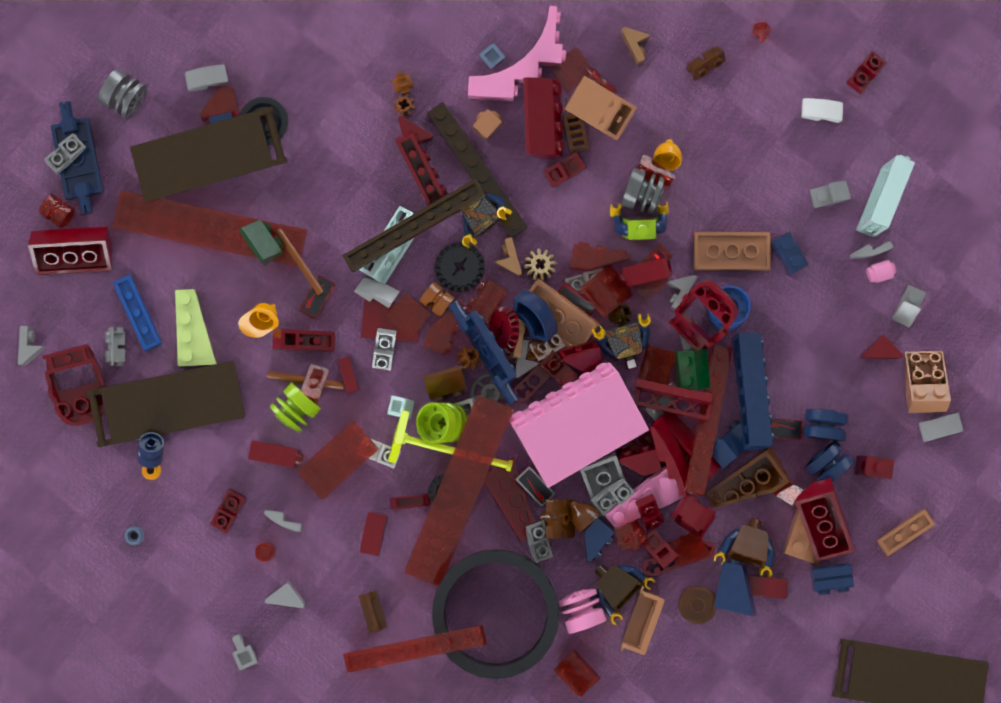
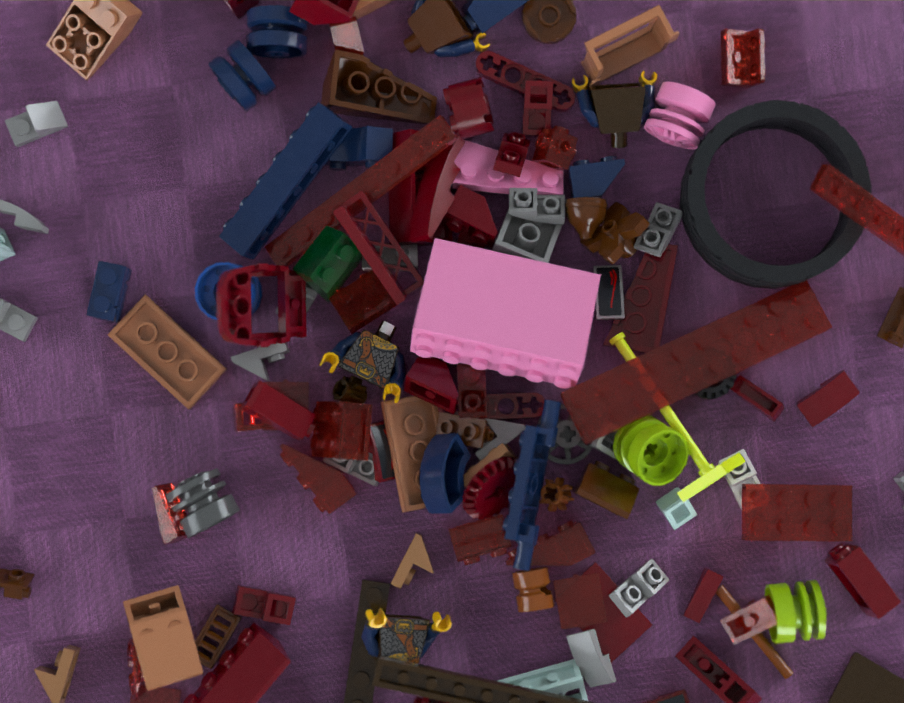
camera: 140 degrees left, 0 degrees up
(462, 280) = (487, 586): black gear -> none
(539, 257) = (393, 531): tan gear -> none
(642, 226) = (241, 467): torso -> none
(668, 155) = (138, 517): light orange helmet -> none
(689, 548) = (506, 78): clear red piece -> none
(786, 429) = (285, 110): black slope -> none
(881, 271) = (30, 185): bright pink brick -> none
(881, 349) = (108, 104): dark red slope -> none

